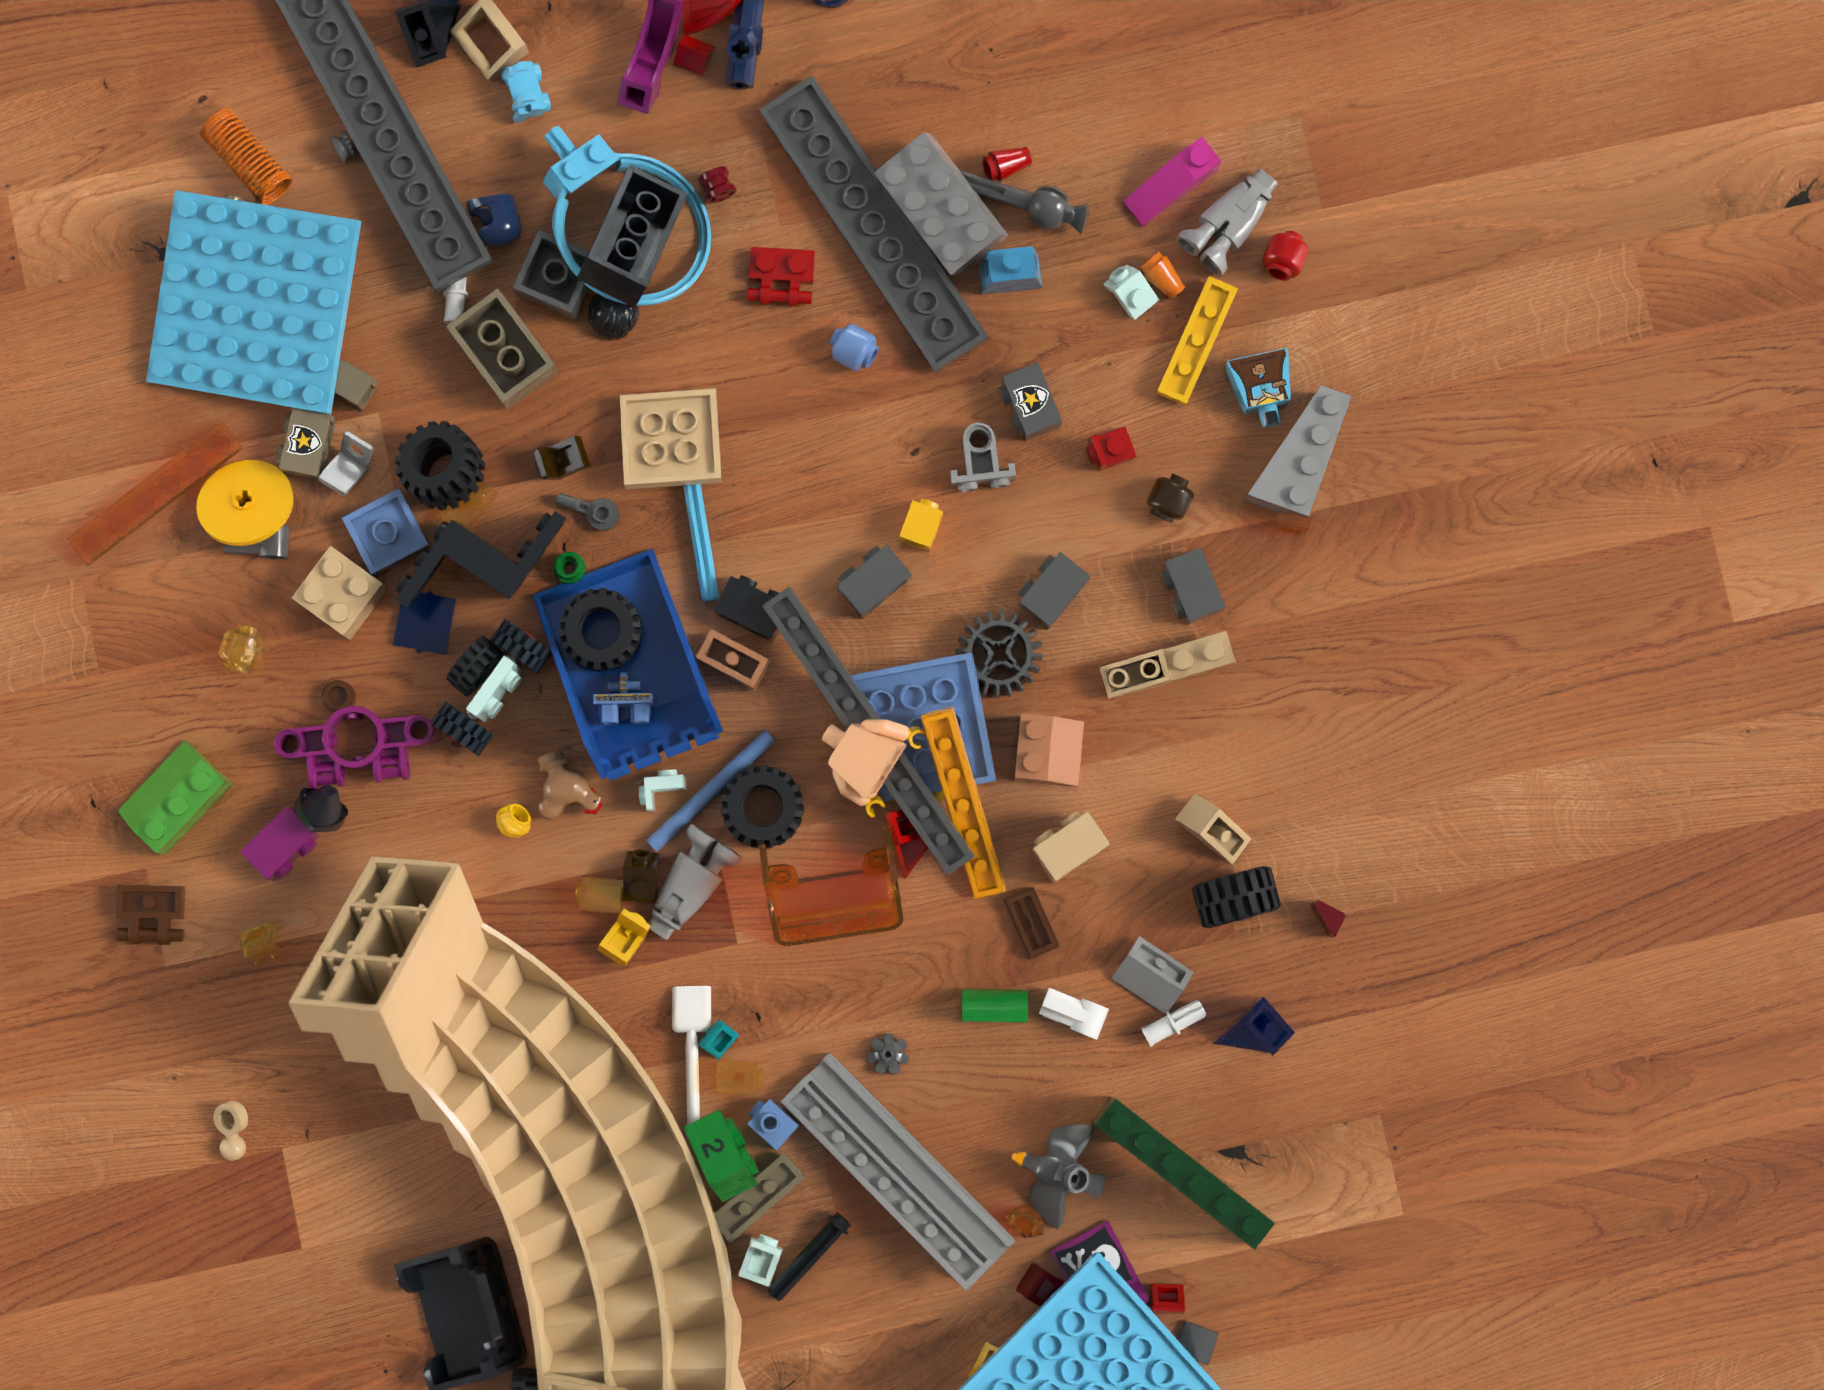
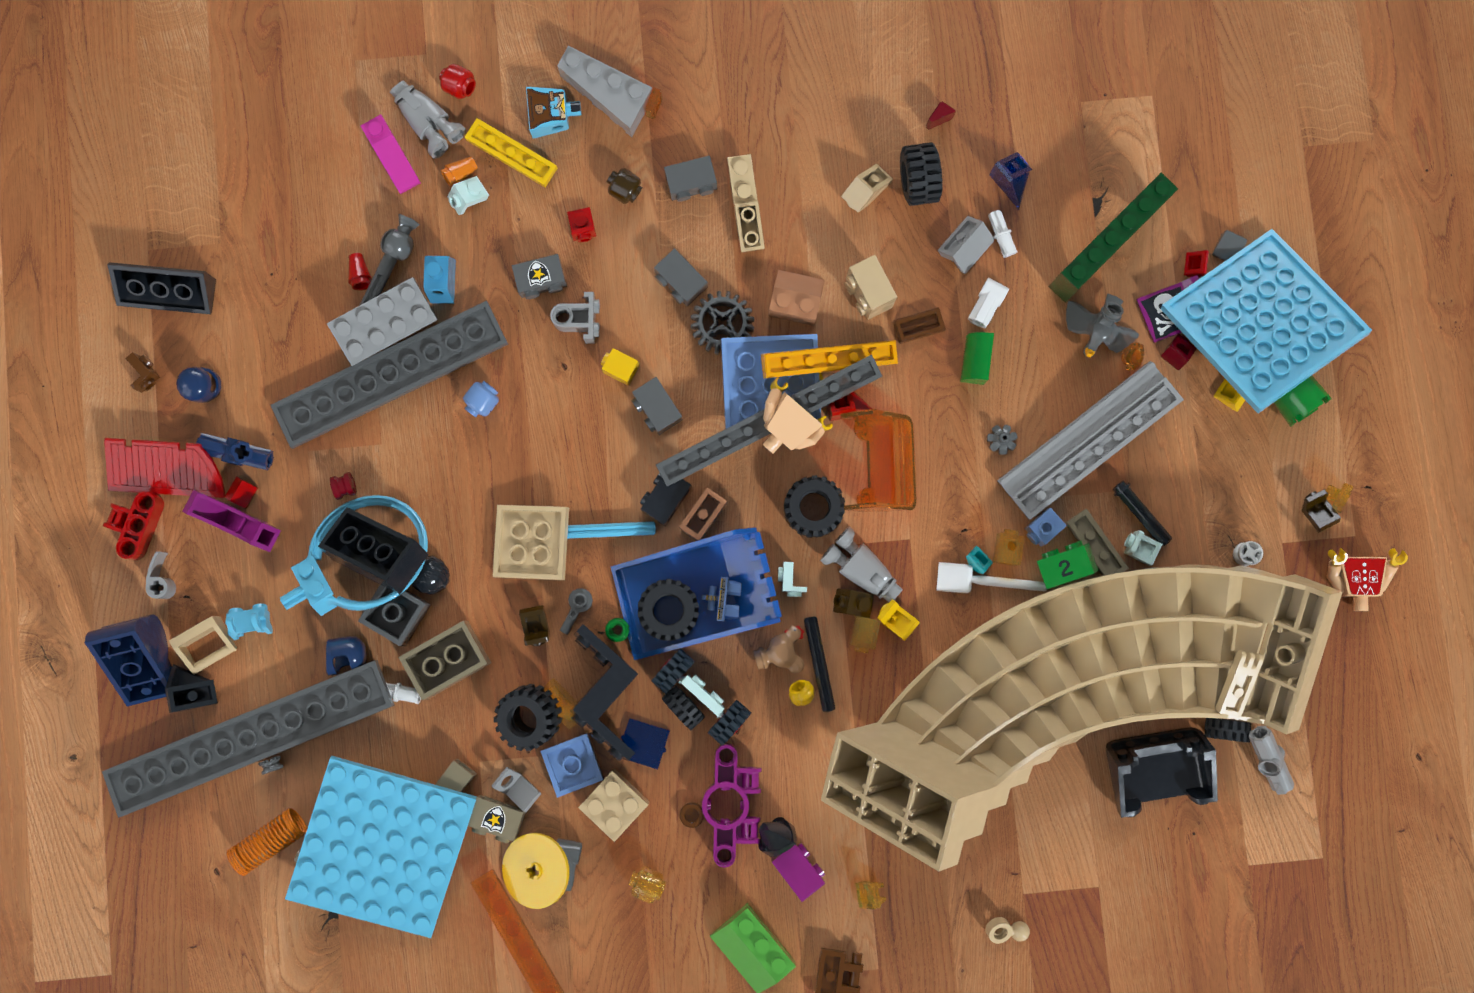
camera: 85 degrees left, 0 degrees up
(554, 841) = (819, 664): none -> black axle
(710, 791) = (796, 544): medium blue piece -> none
(781, 266) = (412, 445): red plate -> none

